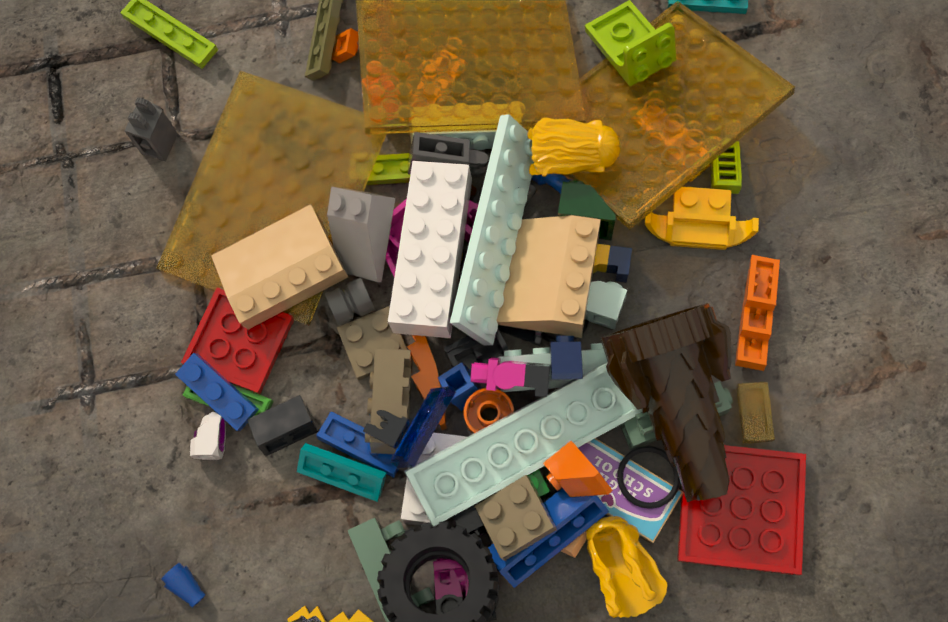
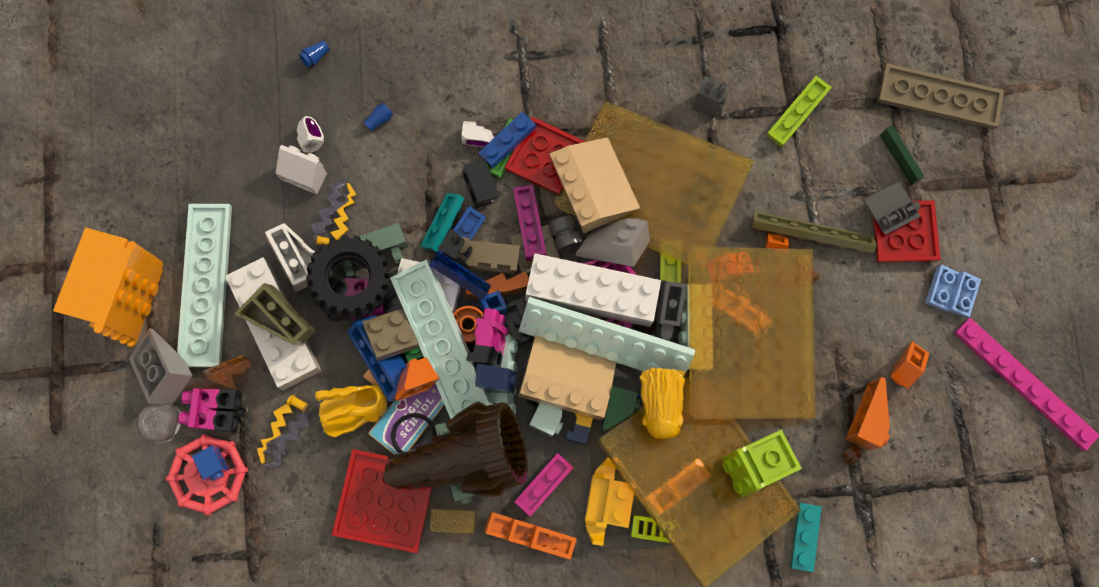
camera: 85 degrees right, 5 degrees up
(336, 348) = (529, 221): none -> magenta plate
(683, 294) = (543, 484): none -> dark pink plate

